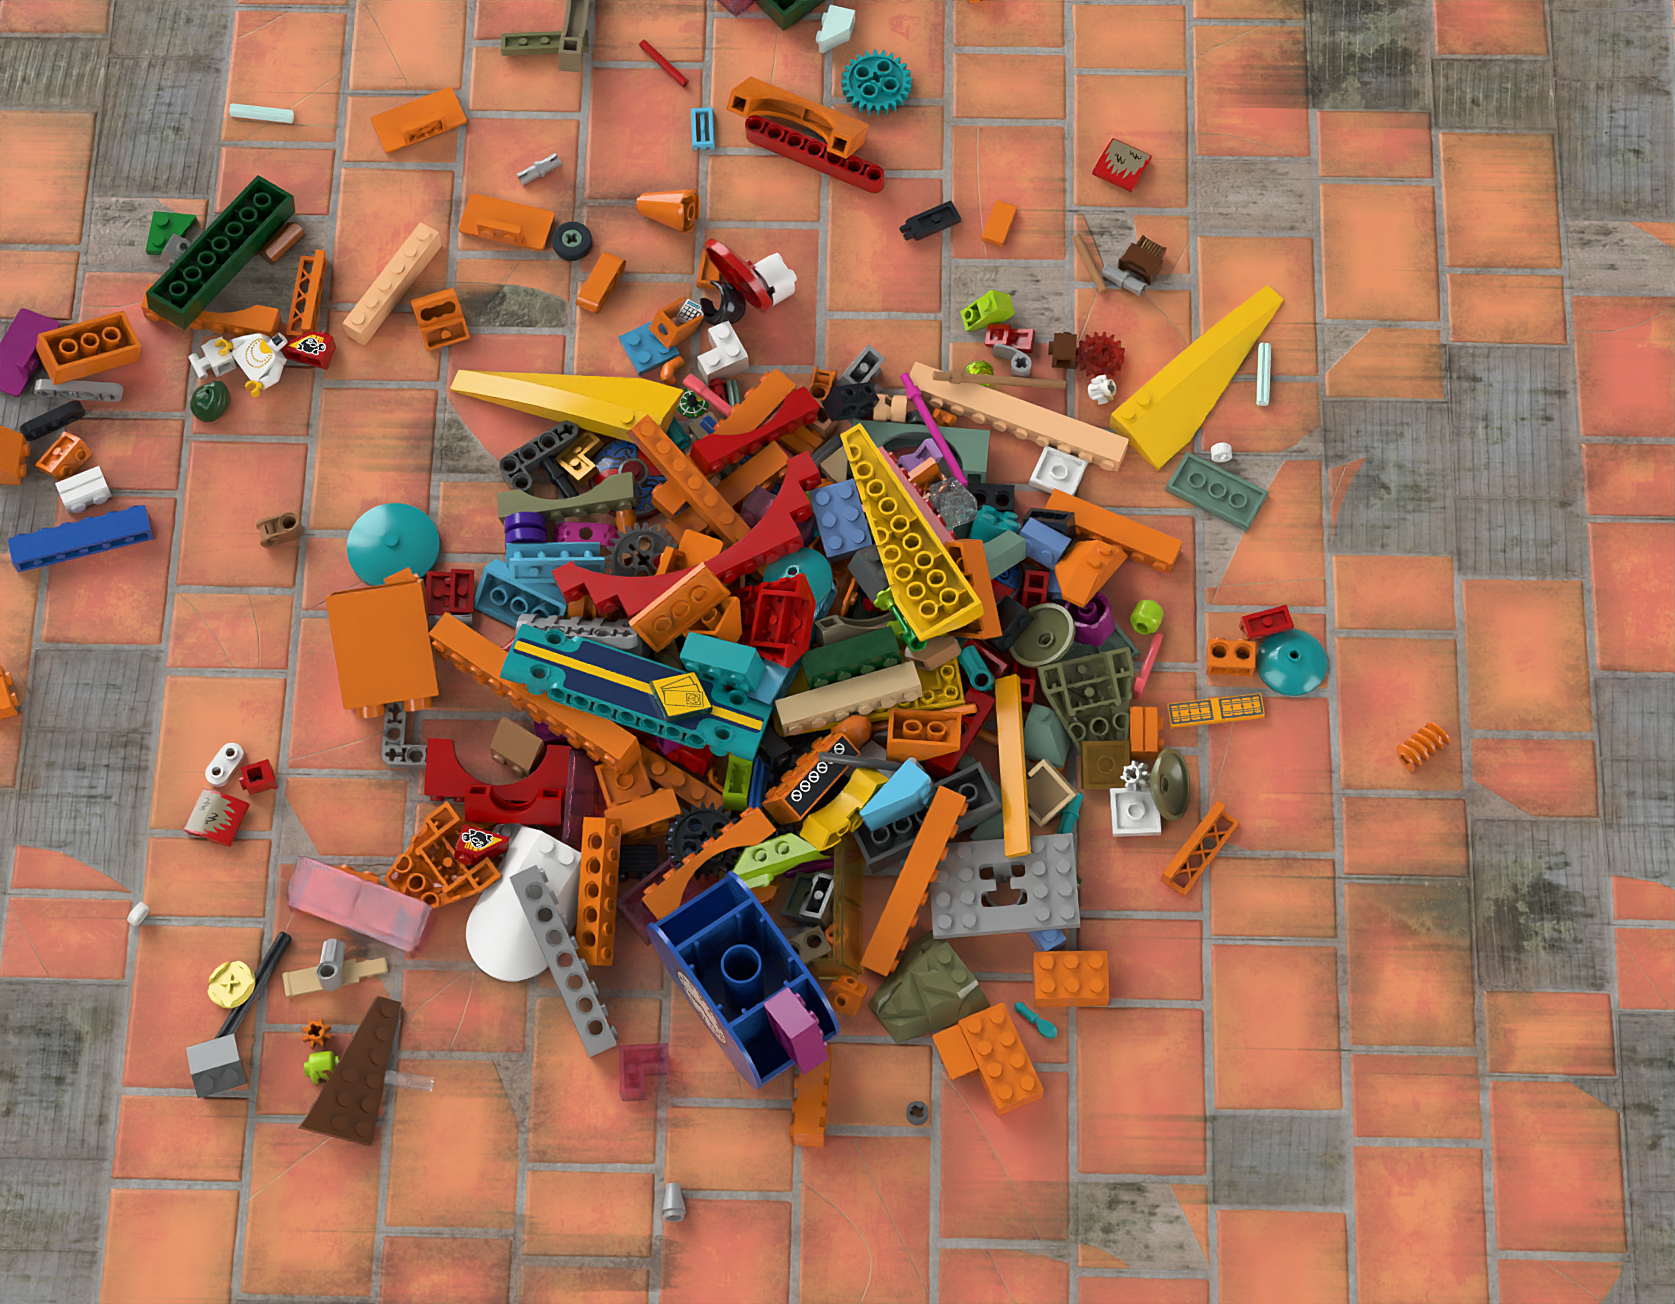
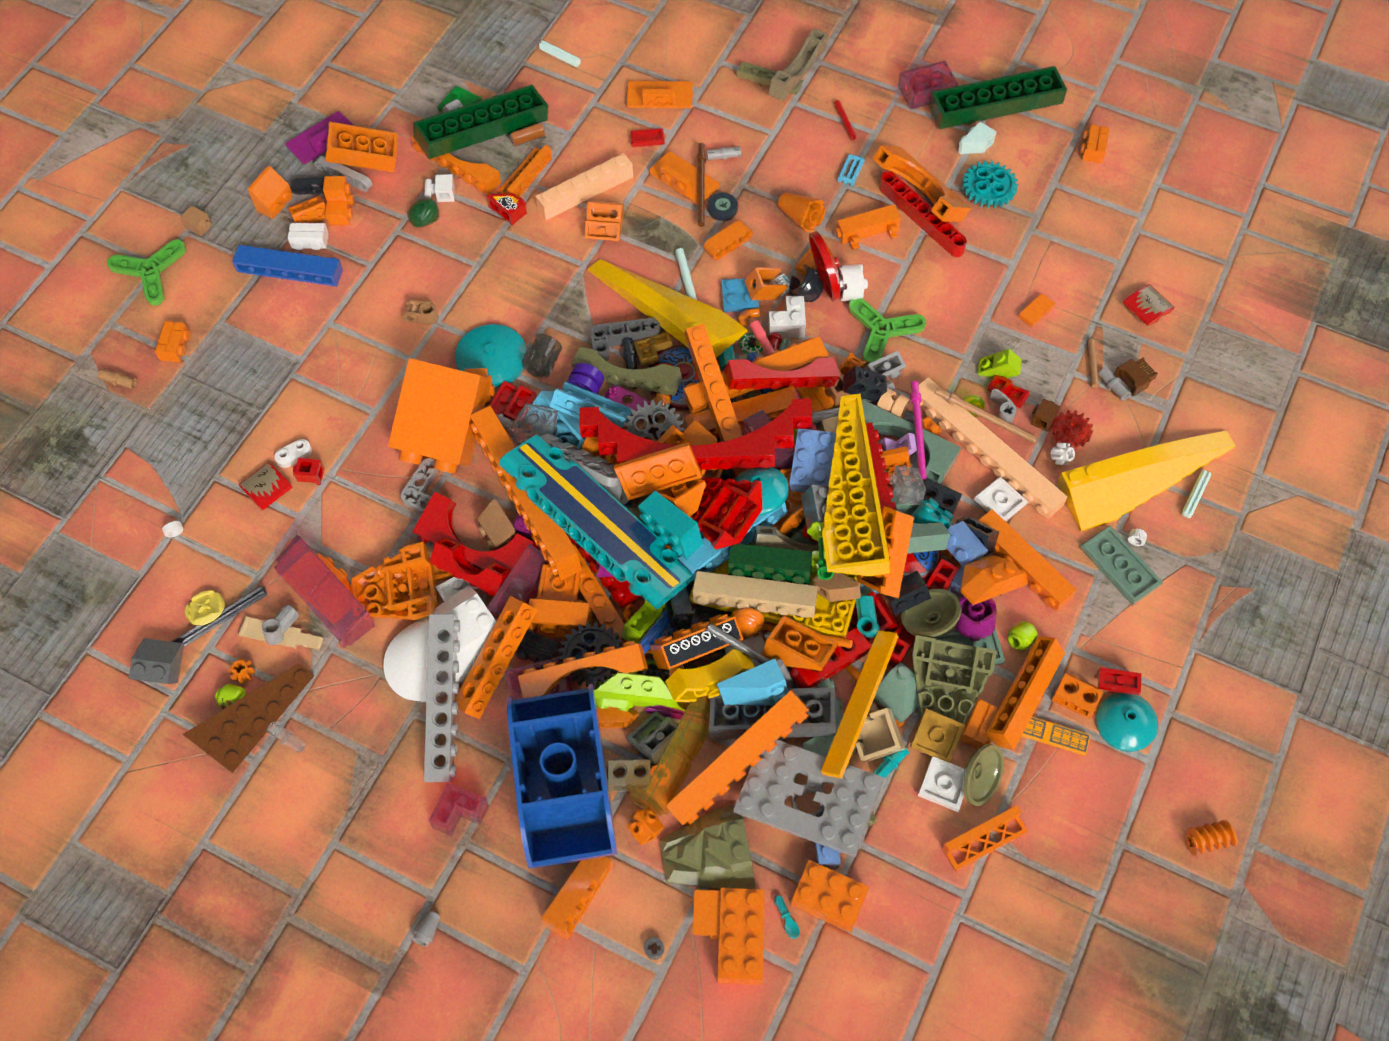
camera: 25 degrees right, 5 degrees down
(96, 426) = (339, 200): none -> orange brick
(258, 358) = (468, 197): white torso -> none
(433, 185) = (647, 137): none -> red tile
(457, 522) = (541, 355): none -> clear smoke gear
(477, 844) = (427, 582): slope -> none
(496, 610) = (533, 421): none -> clear slope
(517, 189) = (701, 160): none -> reddish brown bar
(571, 347) = (685, 273): none -> light aqua piece
(680, 696) = (624, 536): yellow tile -> none
(757, 194) = (868, 224): none -> orange brick
(796, 1030) = (576, 834): magenta brick -> none
(836, 335) = (893, 327): none -> bright green piece
(930, 221) = (985, 289): black hinge -> none
(1130, 773) = (957, 755): white gear -> none
(1147, 665) = (996, 682): coral piece -> none
(1177, 677) = (1025, 692): none -> orange brick

